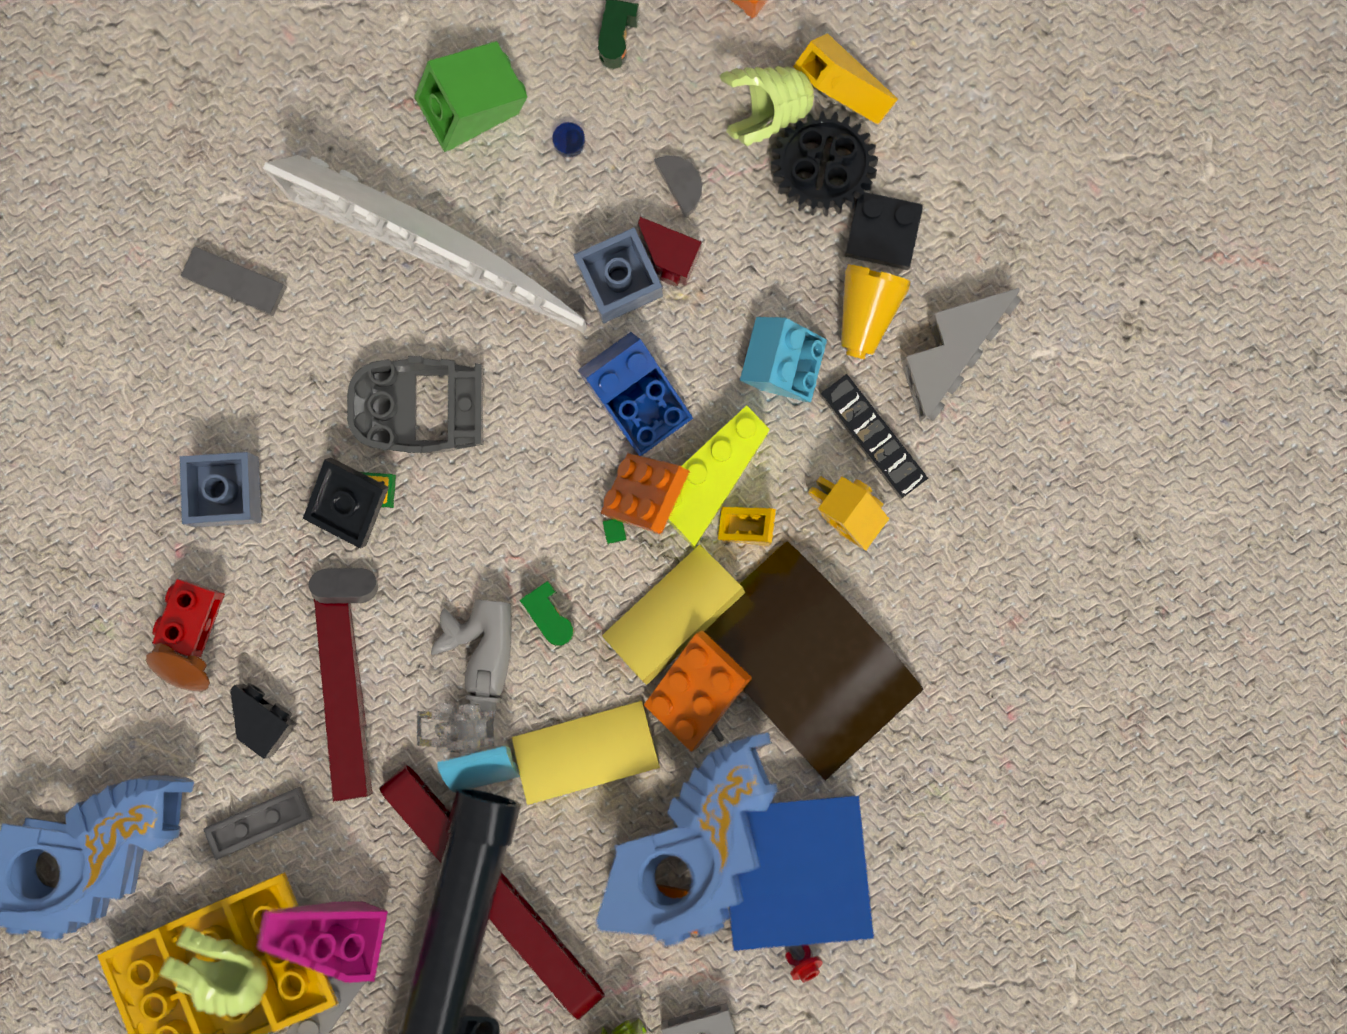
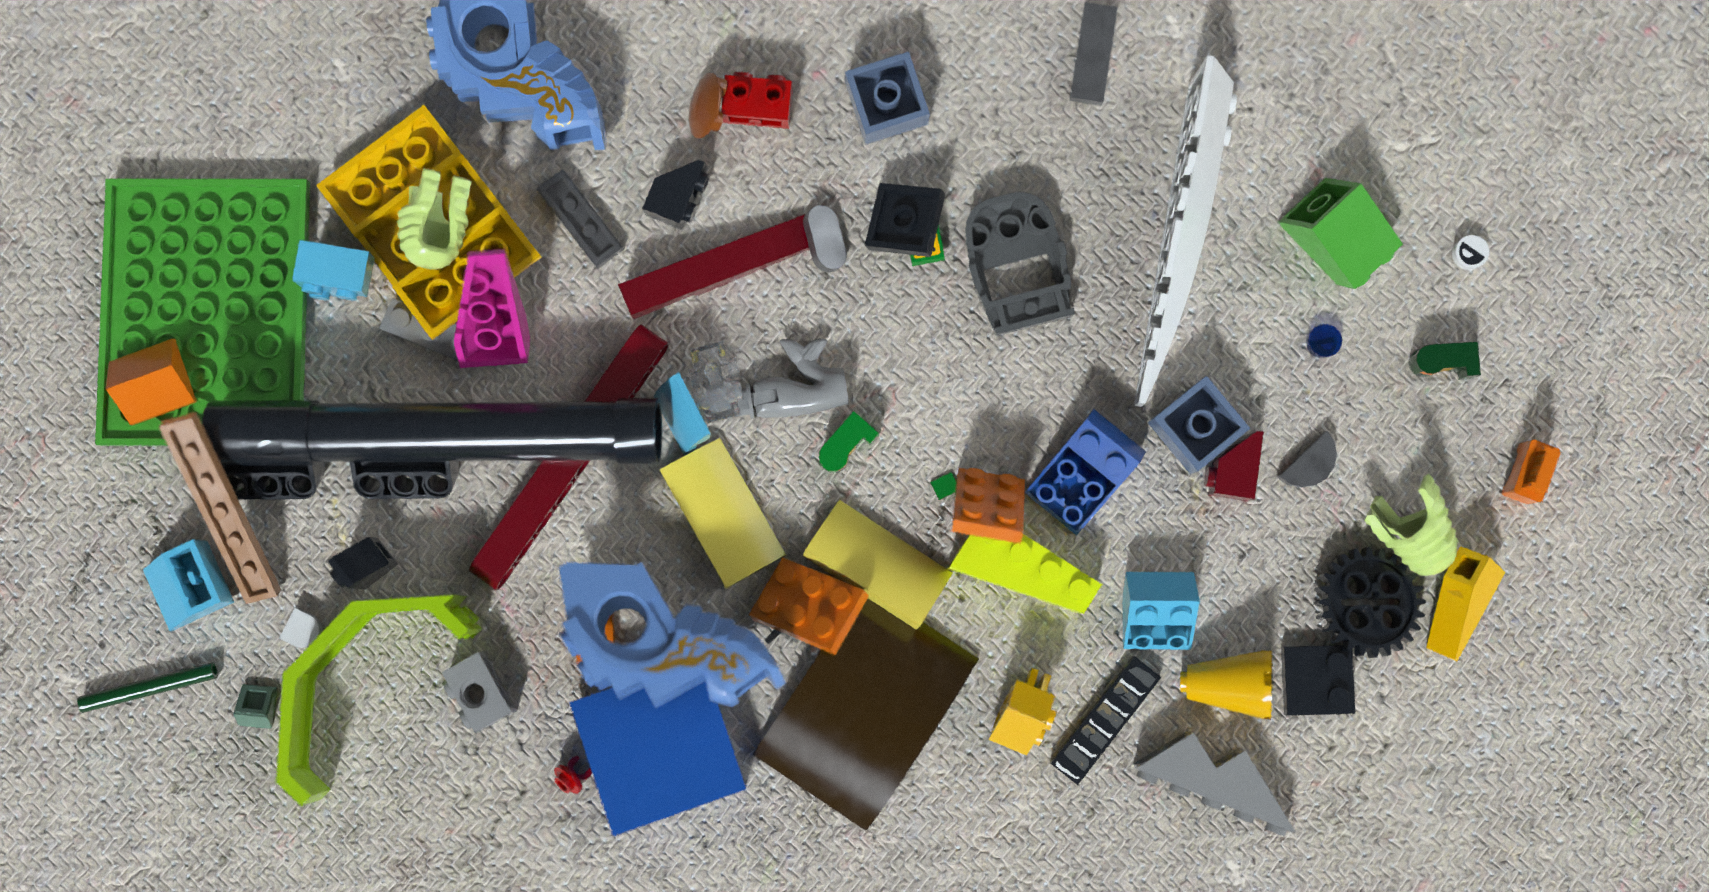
camera: 75 degrees right, 0 degrees up
(747, 525) = (983, 614): yellow slope -> none

